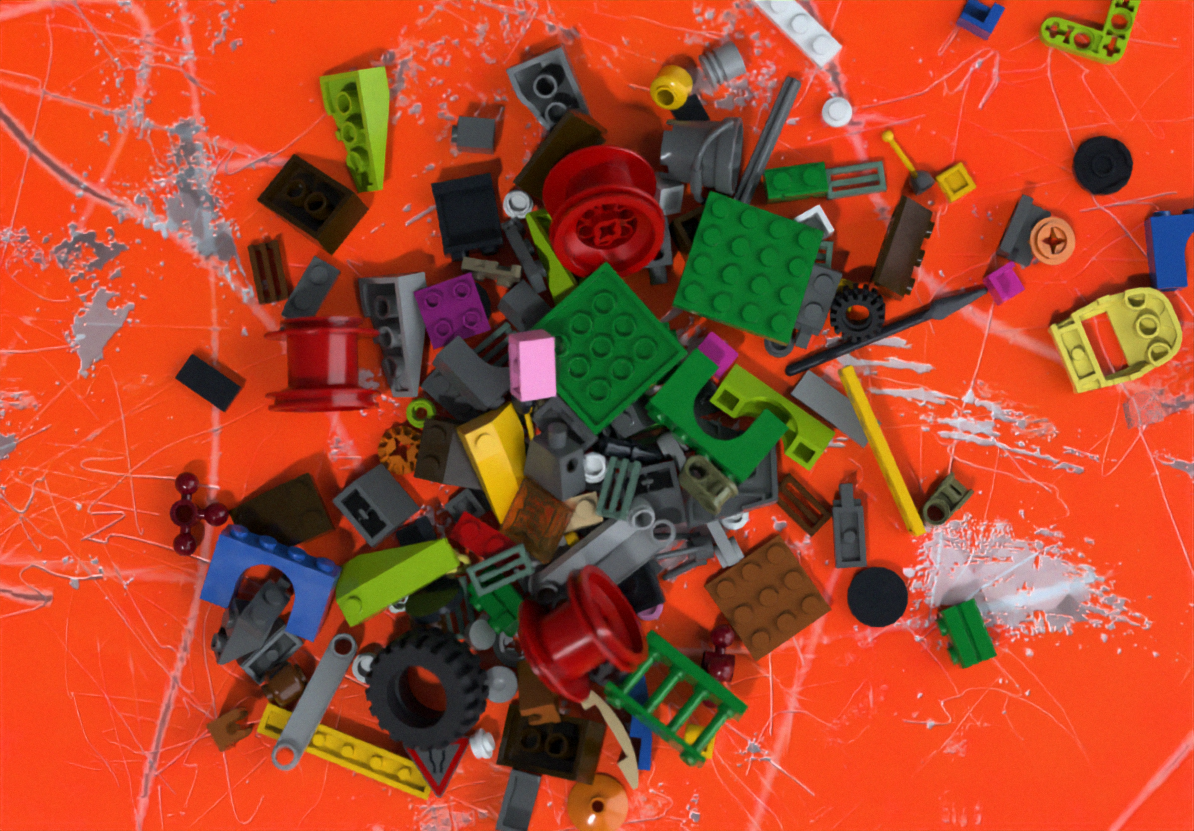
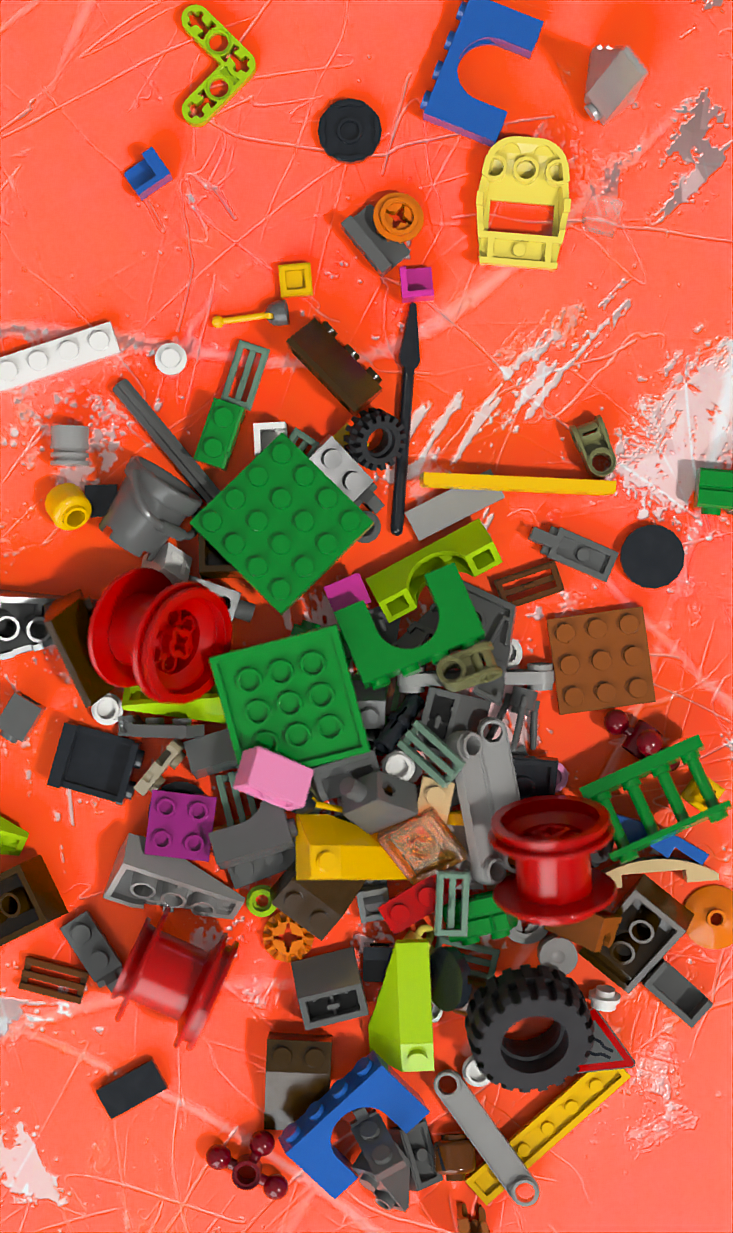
camera: 70 degrees left, 5 degrees up
(479, 635) = (501, 951): white tile -> none

